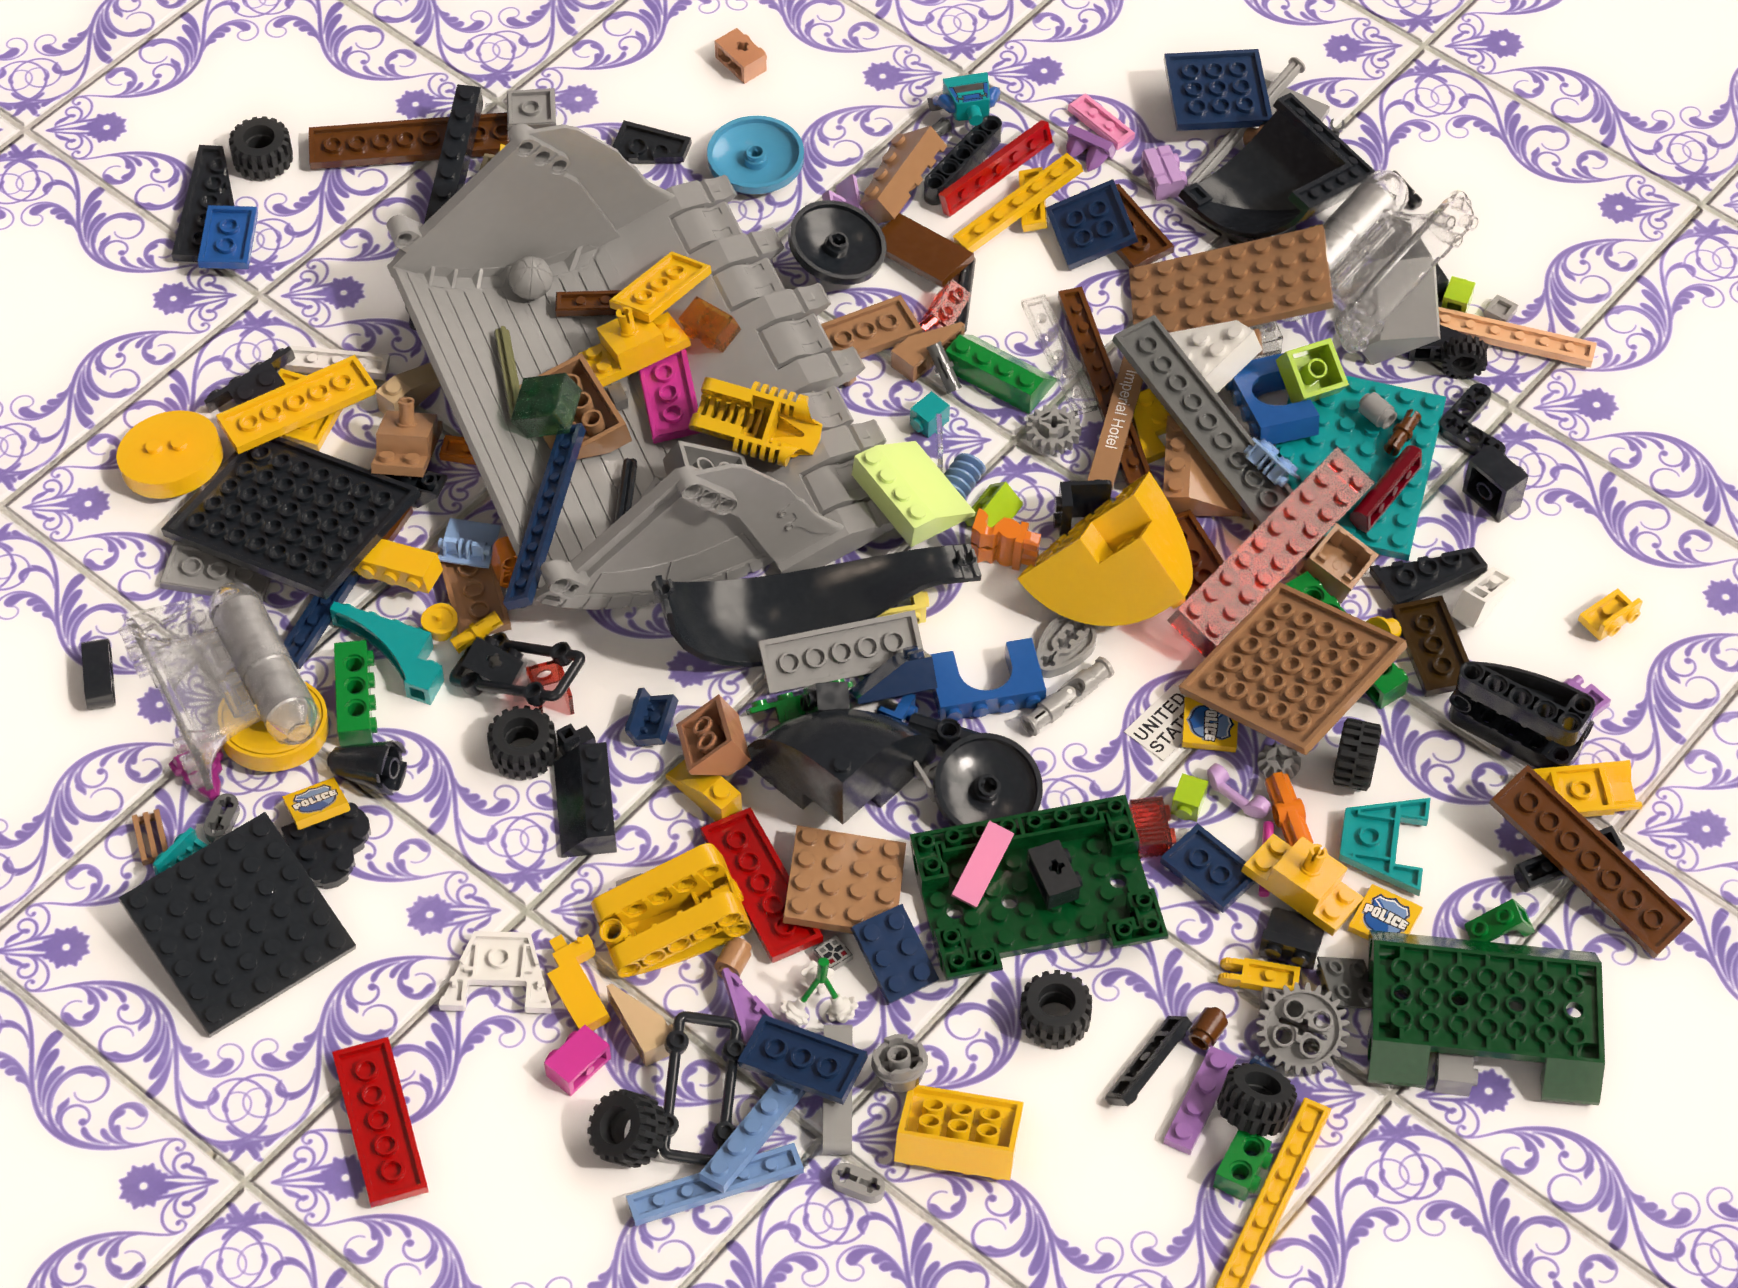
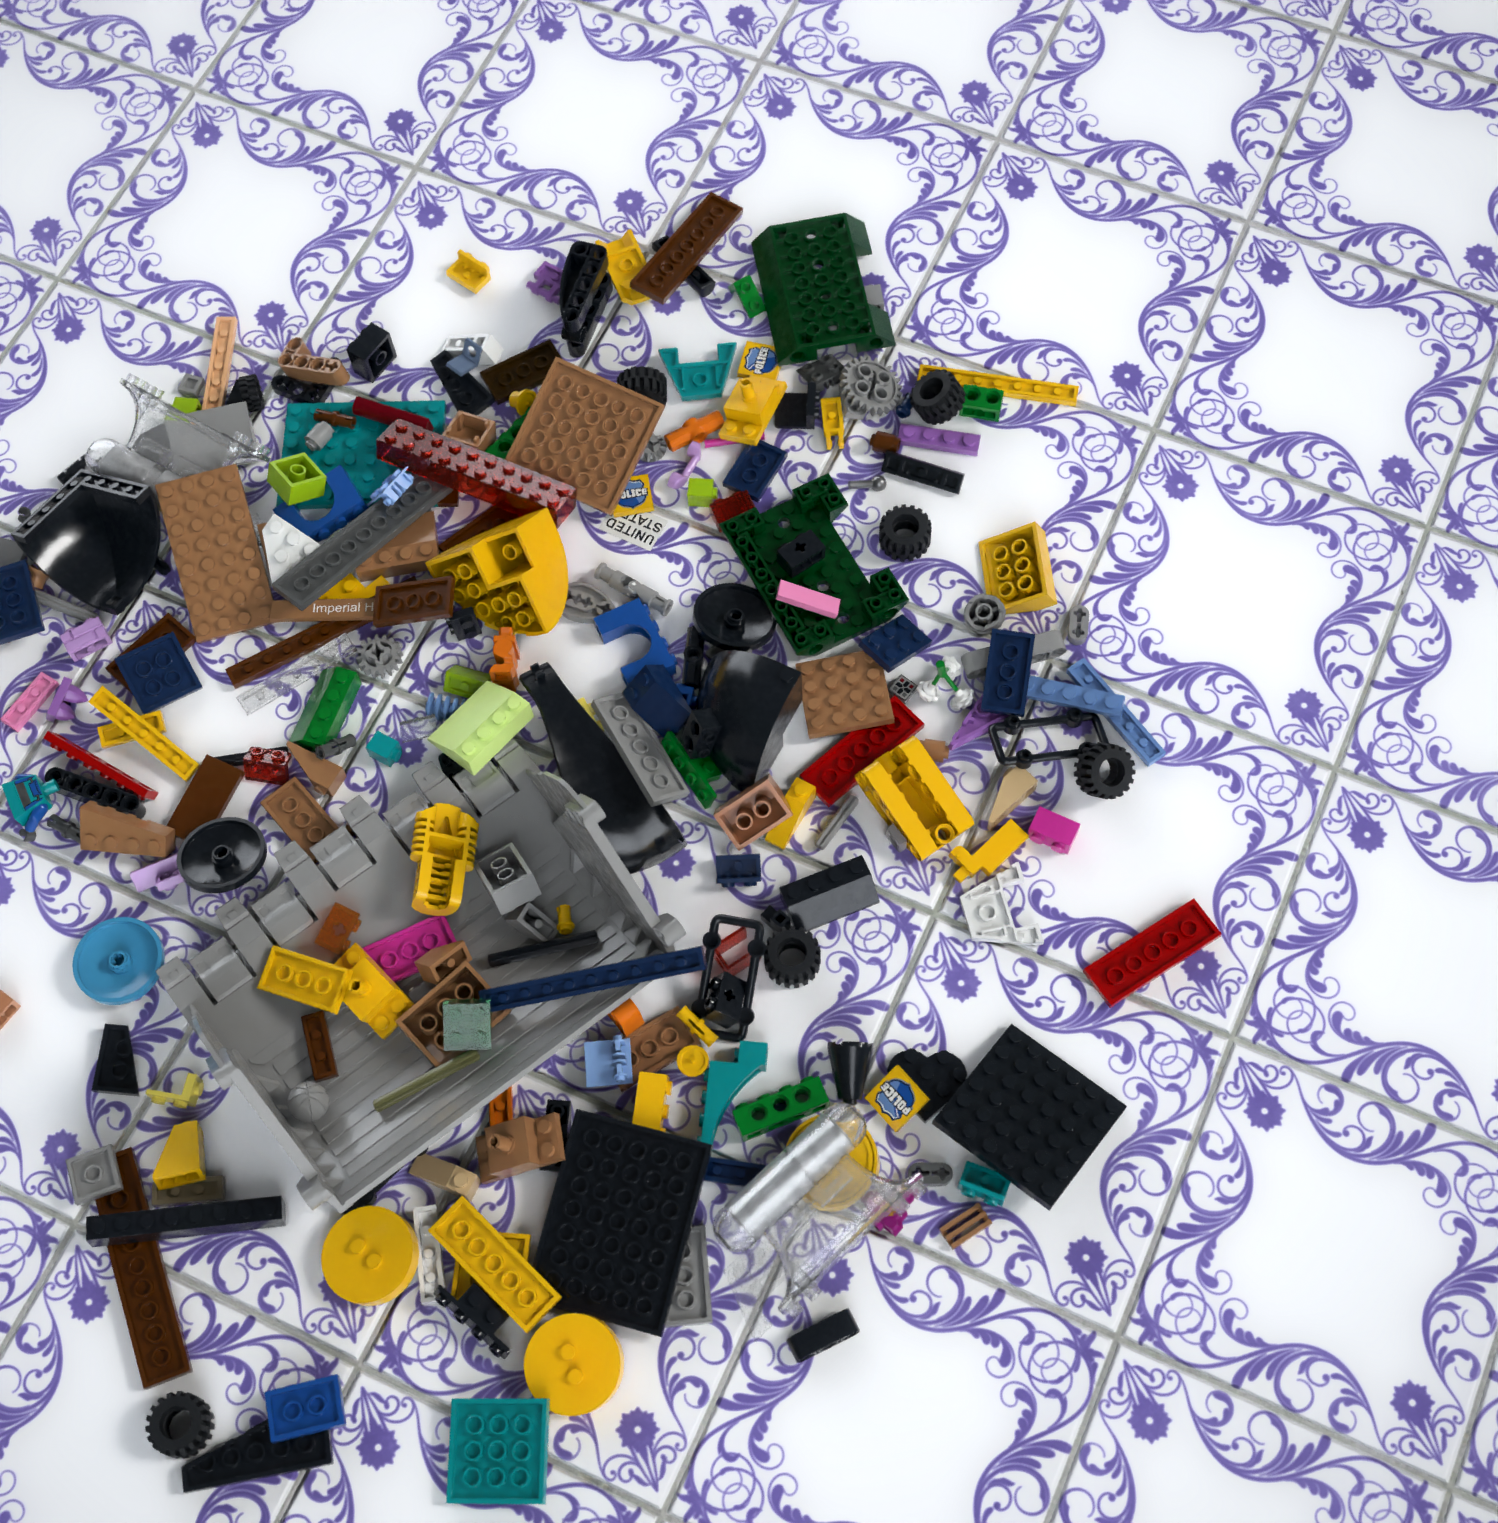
camera: 100 degrees left, 10 degrees up
(117, 379) = (498, 1451): none -> teal plate
(354, 312) = (370, 1256): none -> yellow brick
(637, 409) = (442, 961): none -> medium nougat slope
(672, 828) = (836, 822): none -> light grey axle
(1098, 453) = (414, 601): none -> reddish brown plate
(1151, 1008) = (877, 483): none -> flat silver bar
(1454, 573) = (466, 361): none -> sand blue bracket
(1498, 409) = (300, 365): none -> medium nougat beam

